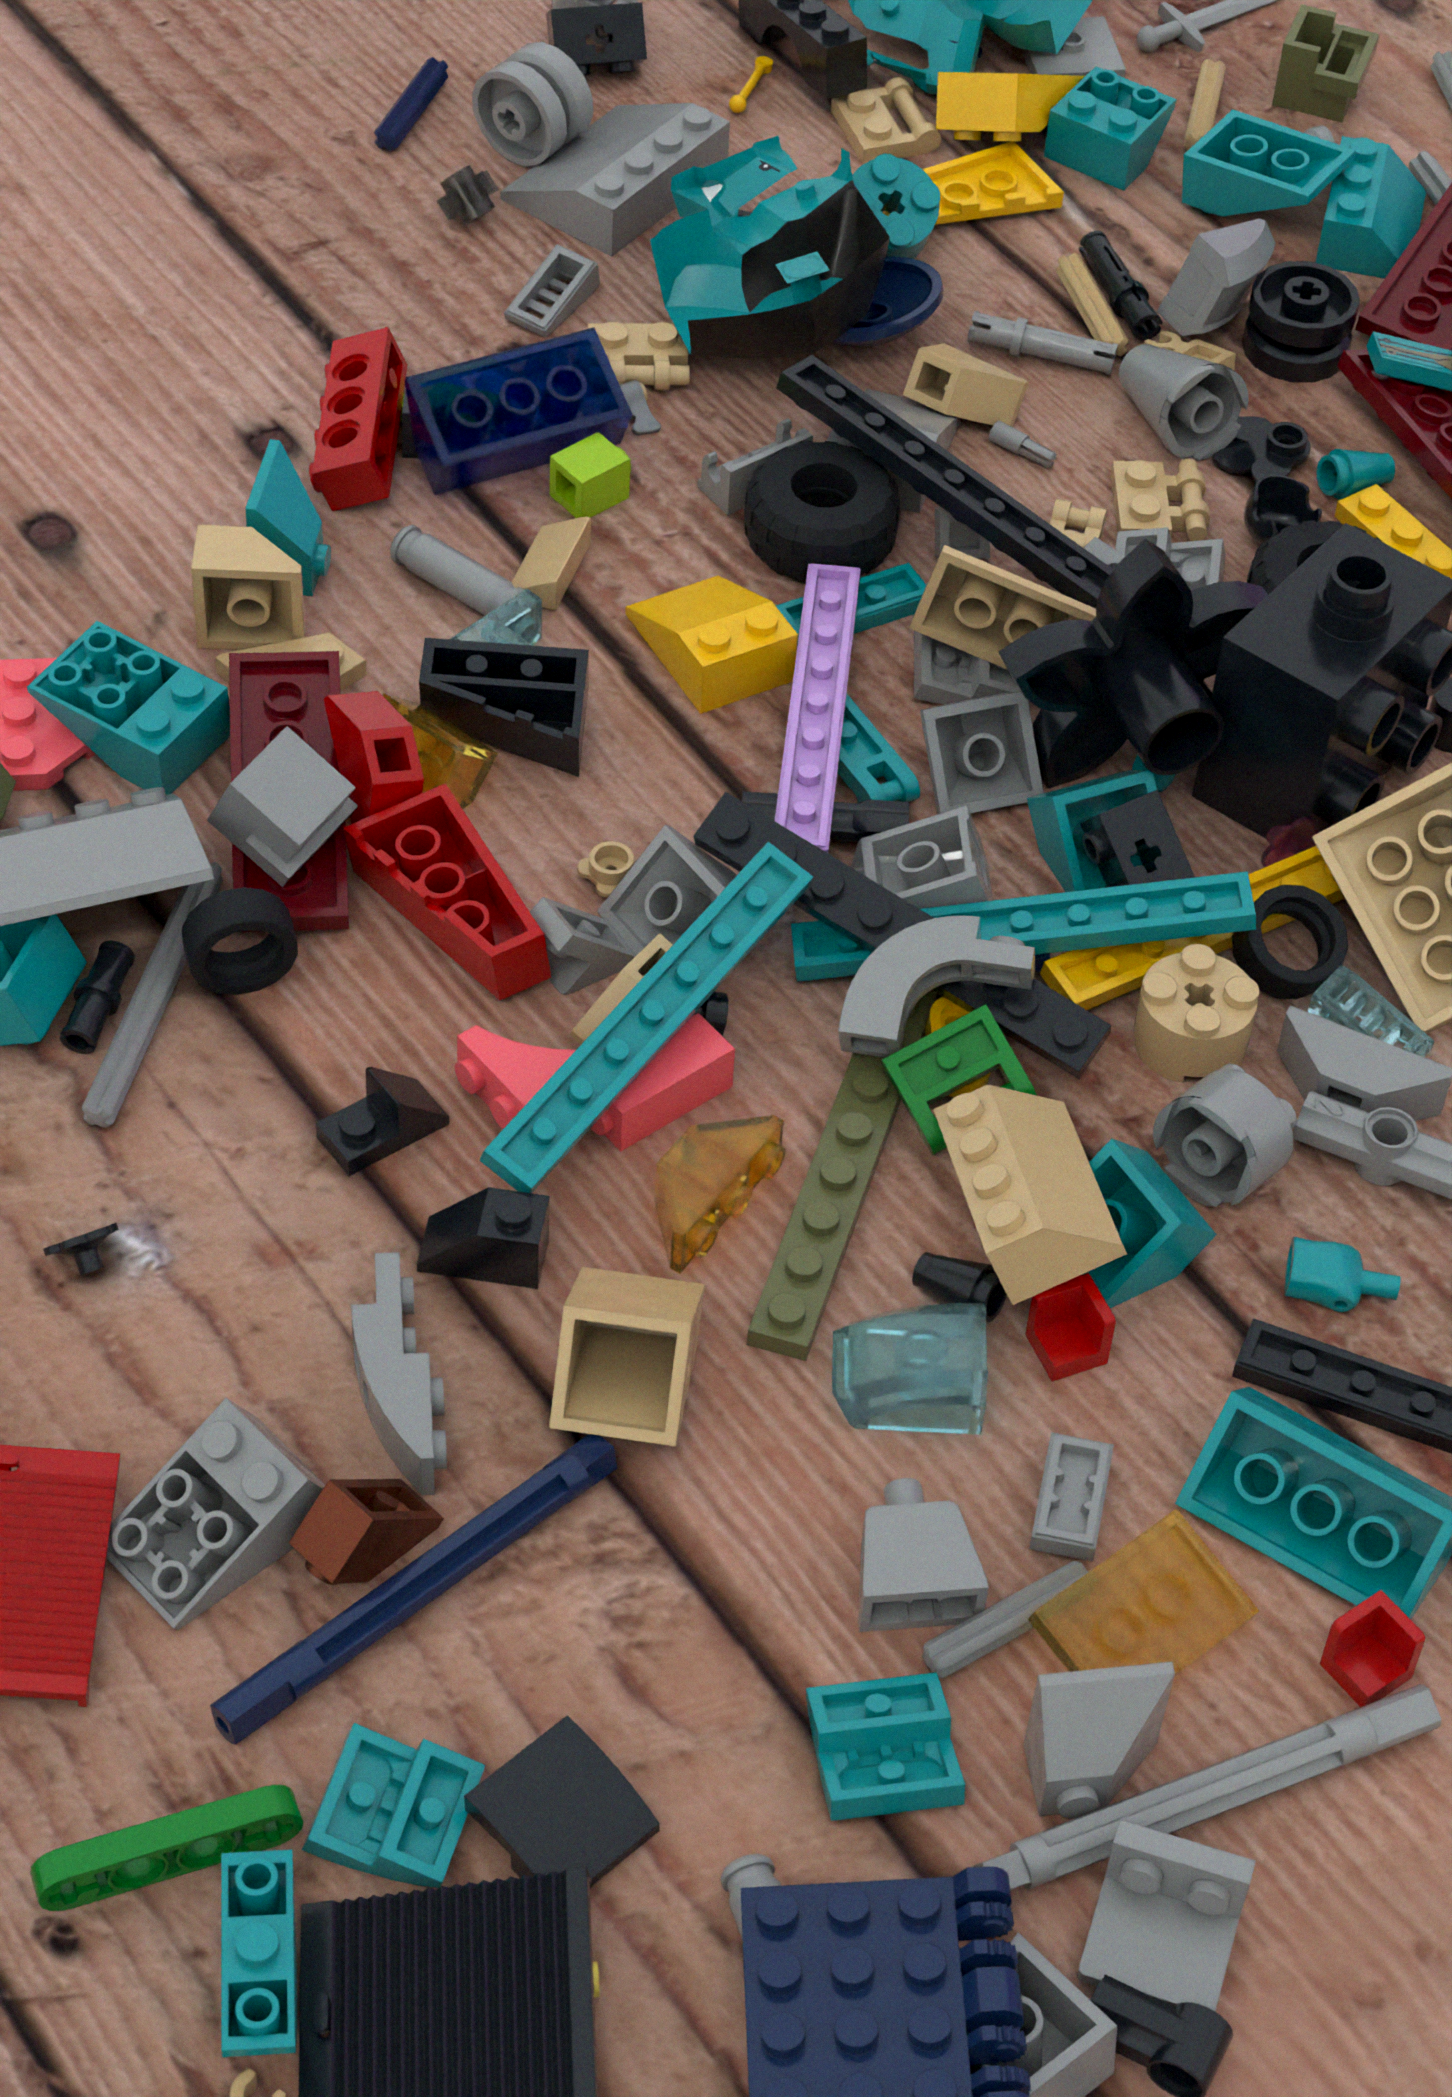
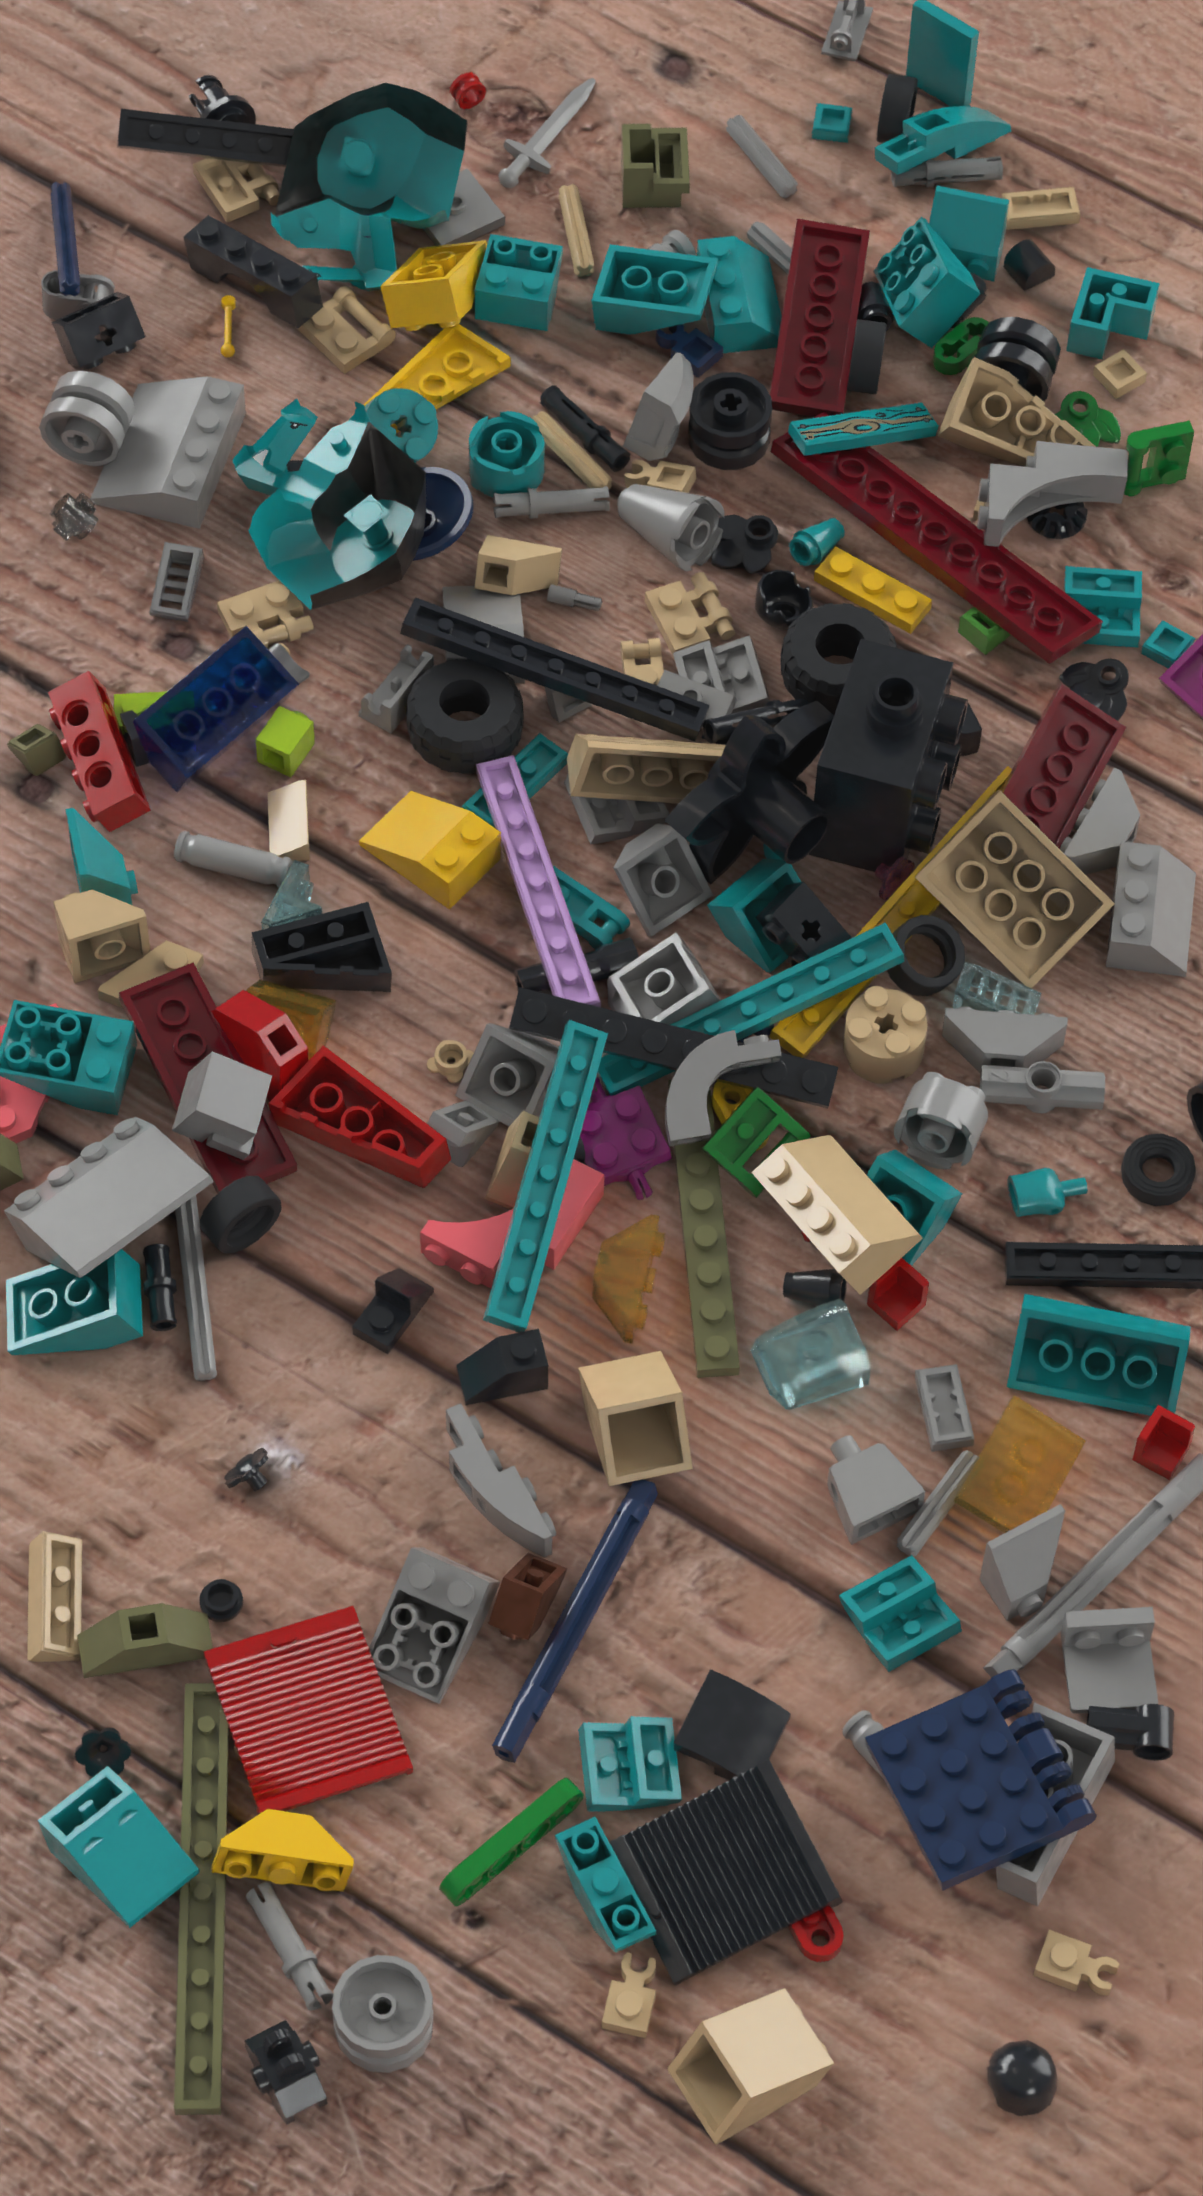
camera: 20 degrees left, 10 degrees up
(294, 404) = (37, 749): none -> olive slope
(783, 1023) = (623, 1138): none -> magenta plate
(1009, 274) = (506, 454): none -> teal brick
(1293, 243) = (695, 347): none -> dark blue plate

